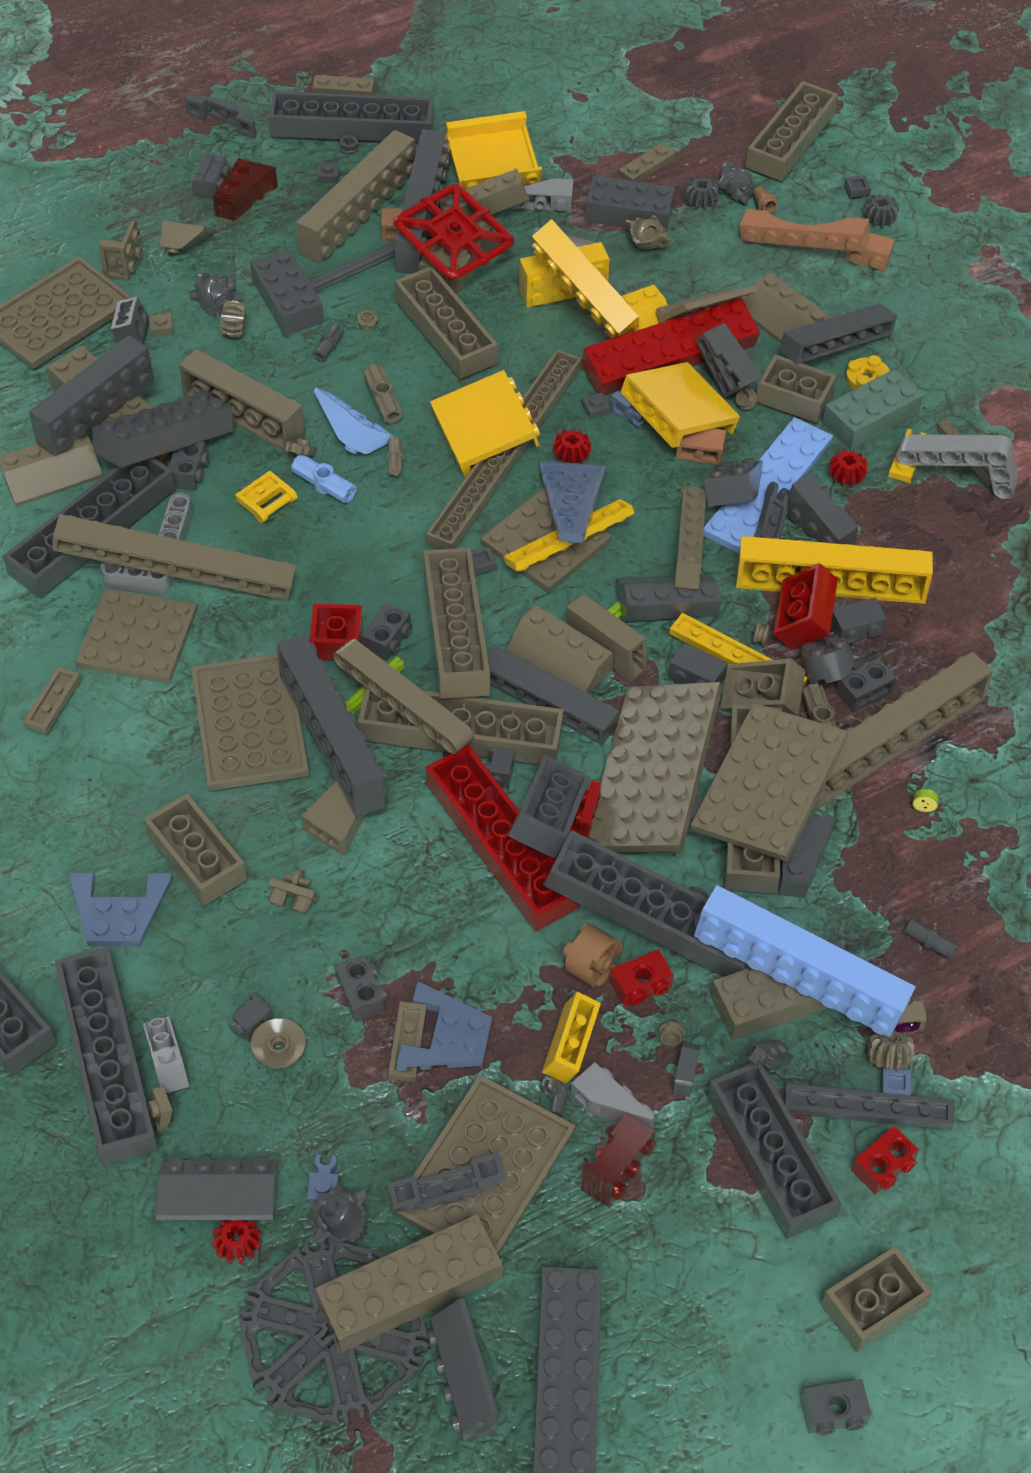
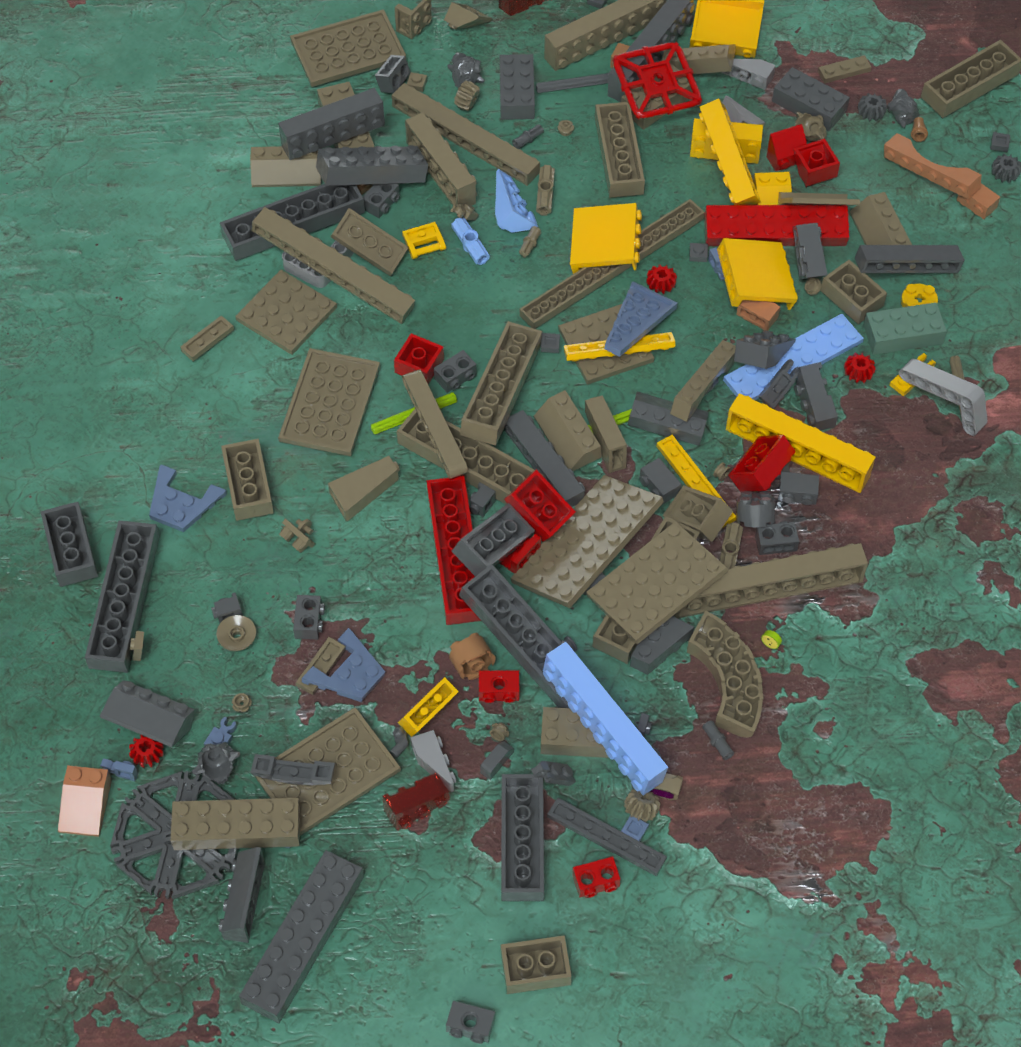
camera: 25 degrees right, 5 degrees up
(166, 1054) = (161, 612): light grey slope -> none
(185, 1340) = (84, 800): none -> slope
(203, 518) = (369, 242): none -> dark tan plate
(217, 1277) = (121, 769): none -> sand blue plate
(259, 362) = (467, 134): none -> dark tan brick
(329, 1121) = (241, 697): none -> dark tan plate
(332, 725) = (376, 426): dark grey brick -> none
(582, 743) = (540, 505): none -> red brick
(636, 261) = (781, 146): none -> red slope
(676, 266) = (816, 162): none -> red slope
(907, 855) = (734, 673): none -> dark tan brick

